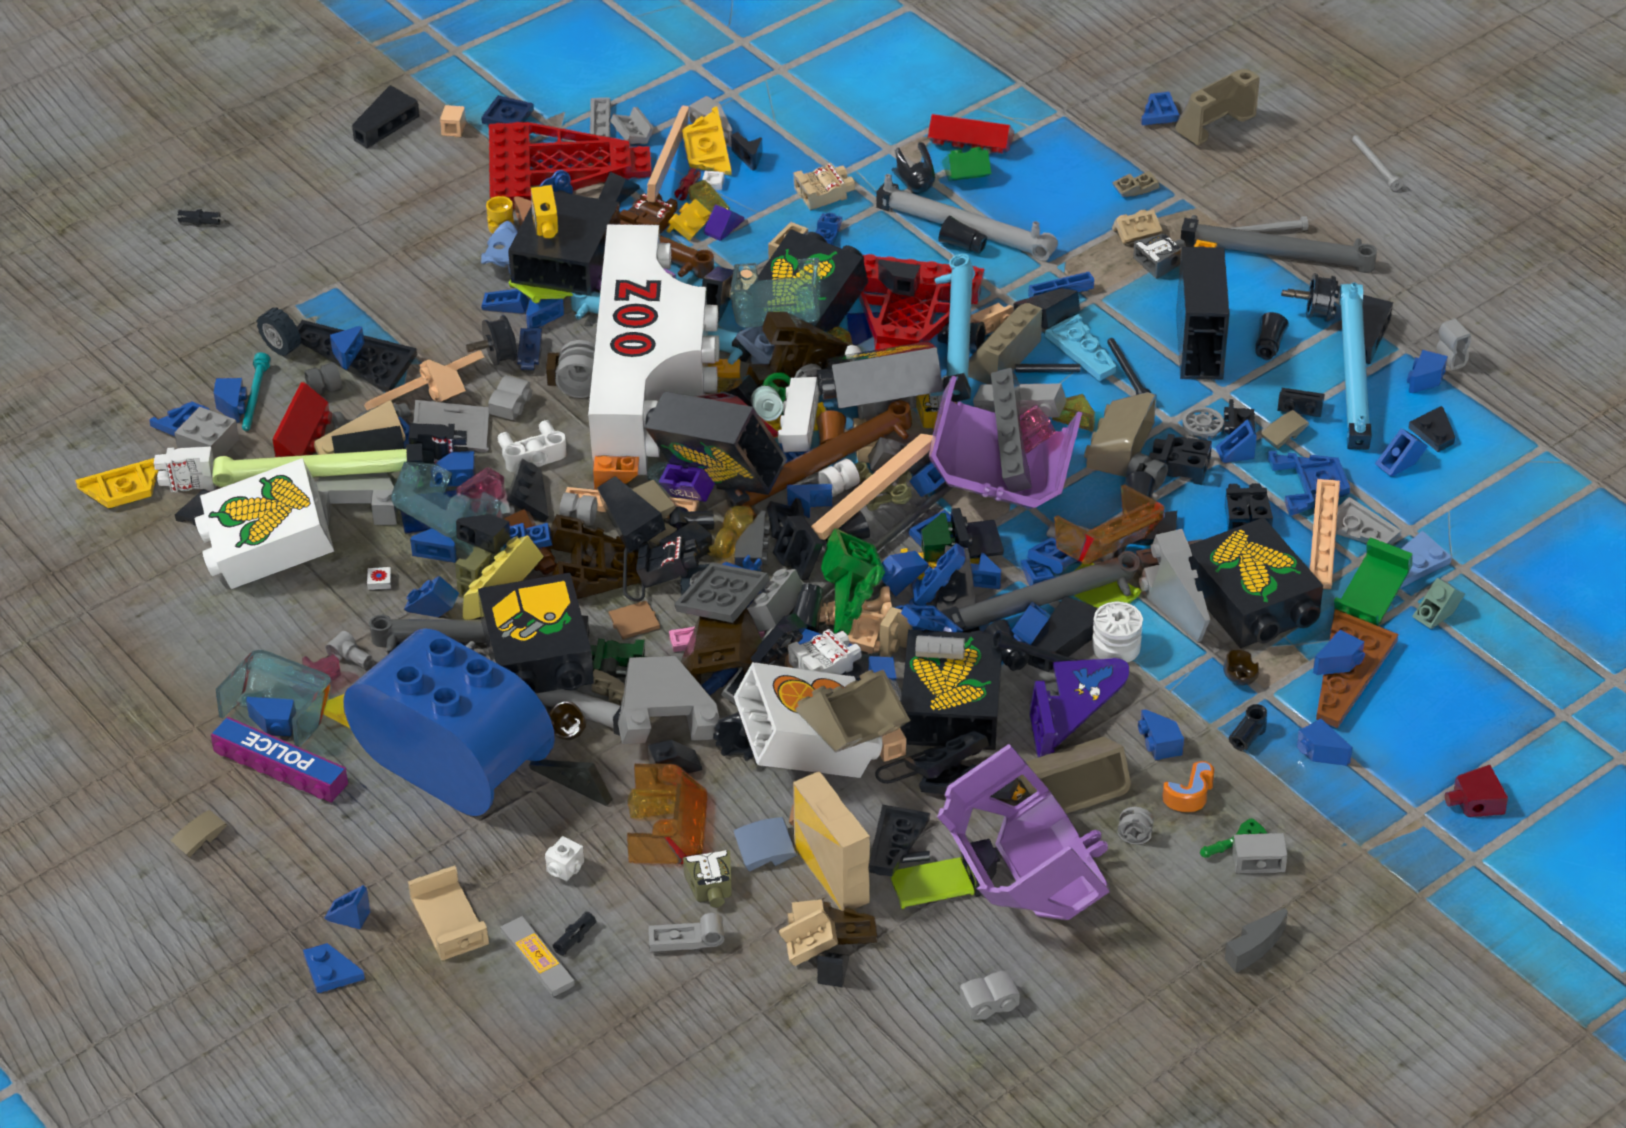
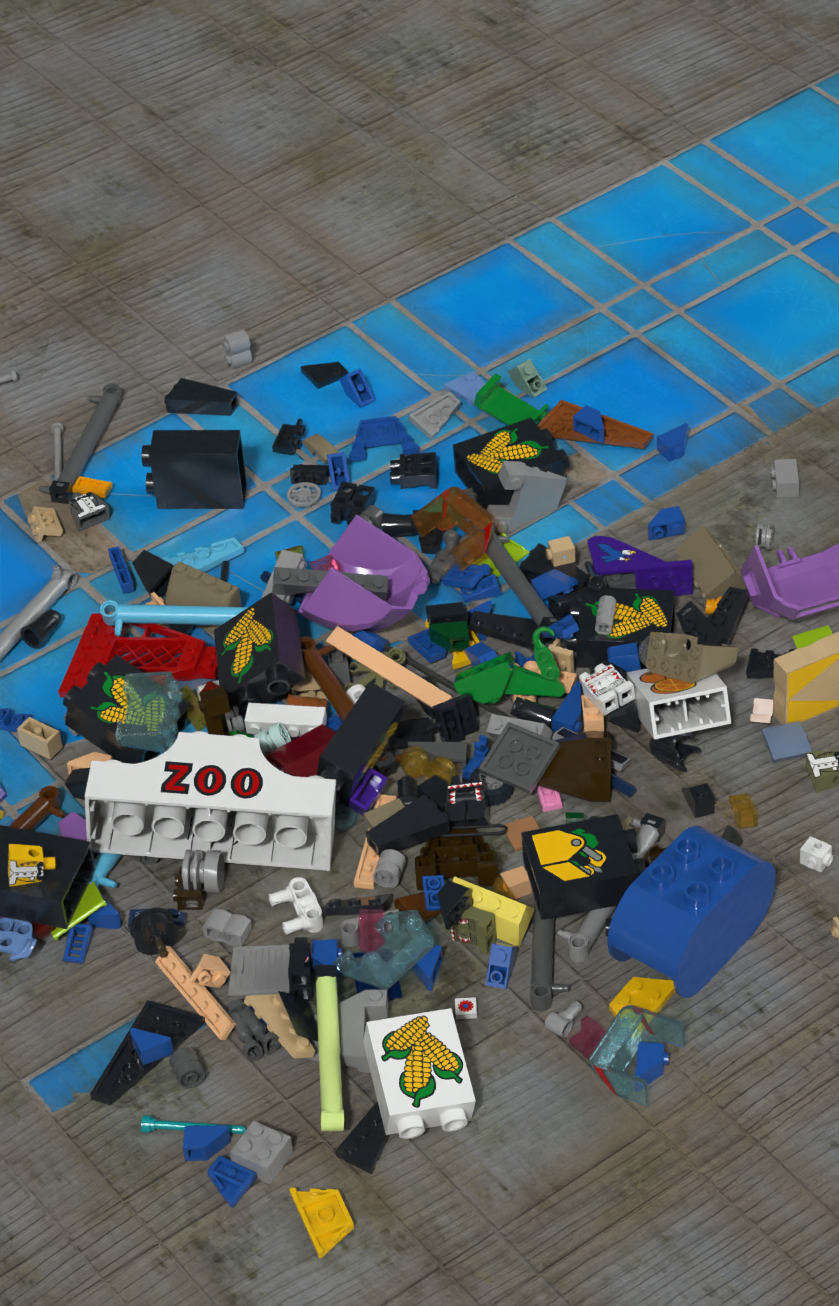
camera: 85 degrees left, 0 degrees up
(186, 469) = (318, 1147): white hips -> none
(194, 834) = (797, 1103): dark tan slope -> none
(278, 331) = (117, 1102): black wheel -> none
(279, 759) = (703, 1054): brick -> none
(302, 424) = (267, 1077): red slope -> none
(609, 466) = (343, 846): orange slope -> none
(663, 689) = (645, 793): light grey wedge -> none
(674, 837) = (765, 785): clear orange windscreen -> none
(776, 642) = (592, 710): black plate -> none
(899, 277) = (112, 646): black slope -> none
(926, 588) = (503, 630): blue wing -> none
(988, 857) = (808, 622): black slope -> none
(1079, 623) = (561, 551): none -> tan brick
(1117, 631) = (560, 527): white wheel -> none
(1121, 433) = (315, 527): dark tan windscreen -> none
(1126, 367) = (269, 525): black piece -> none
(1195, 795) = (721, 507): orange animal -> none
(1240, 667) = (596, 480): dark brown hair -> none
(1248, 827) = (763, 485): green piece -> none
(1250, 727) = (654, 477): black piece -> none
(1319, 297) = (169, 413): black wheel -> none
(1324, 531) = (435, 429): light nougat tile -> none
(1359, 429) = (190, 388): medium azure piece -> none
(1427, 371) = (259, 369): blue slope -> none
(1478, 793) = (721, 371): dark red torso -> none

